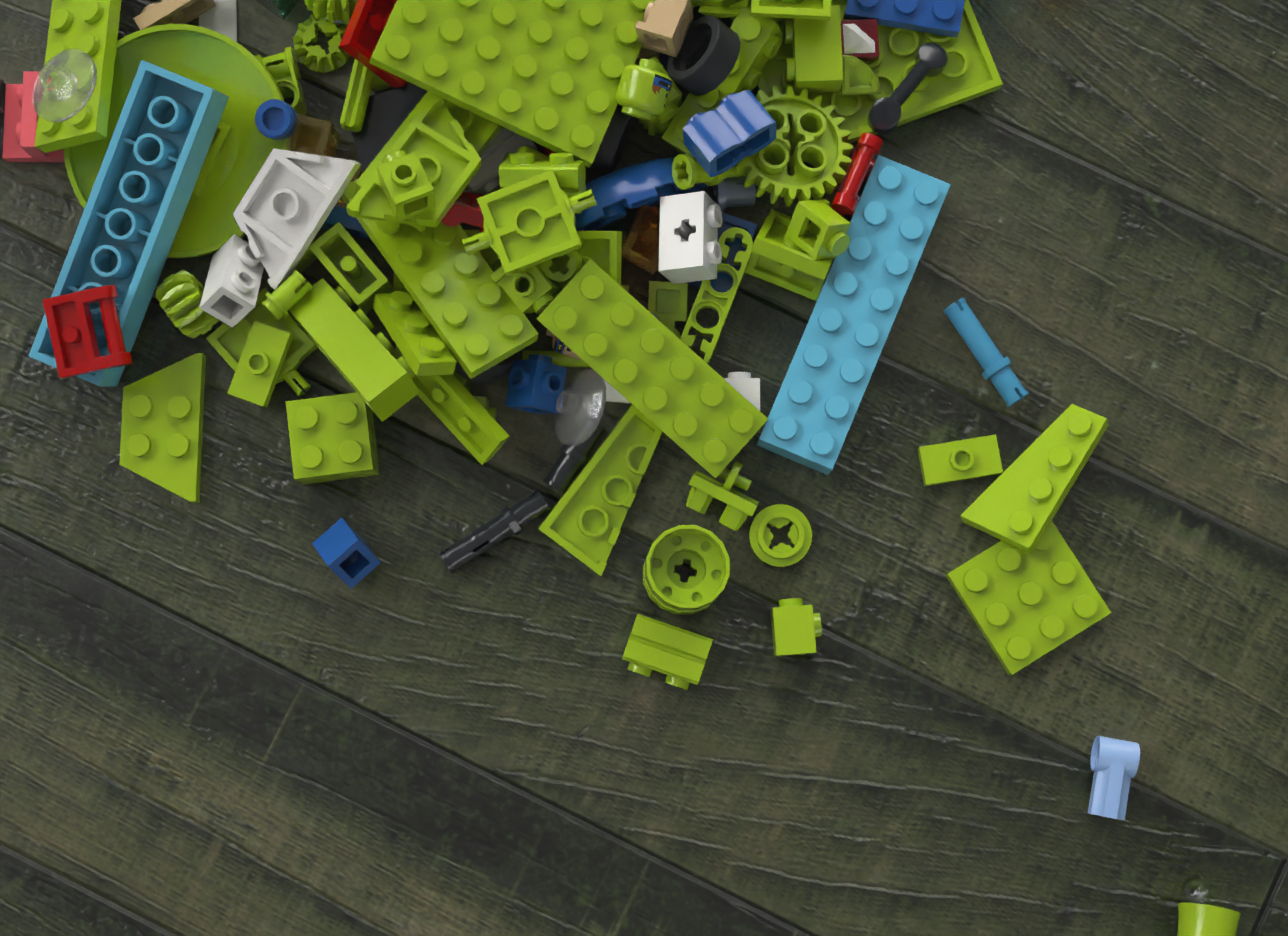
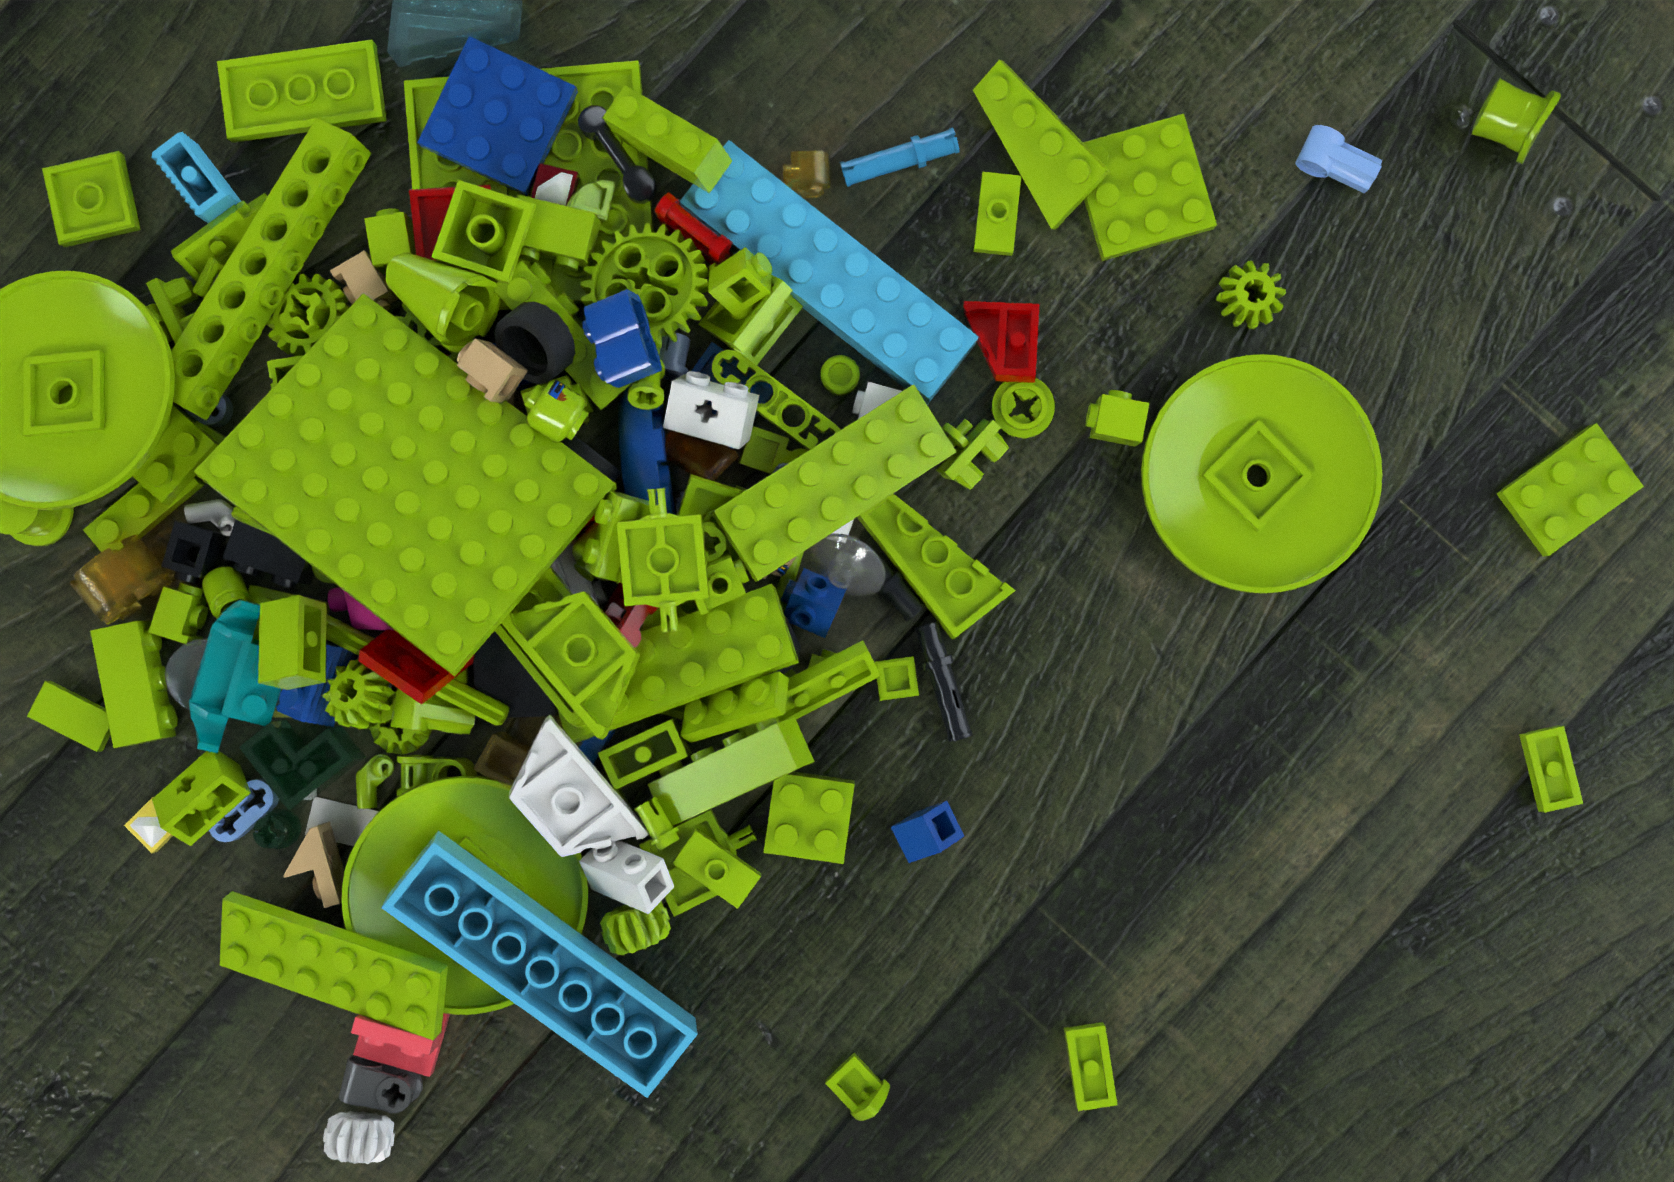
camera: 75 degrees left, 5 degrees up
(64, 85) = (380, 994): clear dish -> none
(75, 336) = (642, 1045): red plate -> none
(88, 556) = (858, 1088): none -> lime tile
(161, 773) = (1090, 1066): none -> lime plate
(166, 427) = (750, 979): lime wing -> none
(264, 28) = (370, 777): none -> lime arm
(276, 119) = (476, 788): blue tile -> none
(335, 62) = (433, 715): none -> lime piece
(409, 195) = (606, 675): lime brick -> none
(486, 487) = (897, 678): none -> lime tile
(667, 651) = (1106, 546): lime brick -> none
(705, 559) = (1043, 483): lime wheel -> none
(761, 354) = (840, 375): none -> lime tile
(838, 794) = (1317, 464): none -> lime dish
(842, 501) = (1006, 337): none -> red wing
(932, 126) = (667, 139): none -> lime brick
(943, 269) = (808, 173): none -> clear yellow plate
(958, 739) = (1264, 293): none -> lime gear

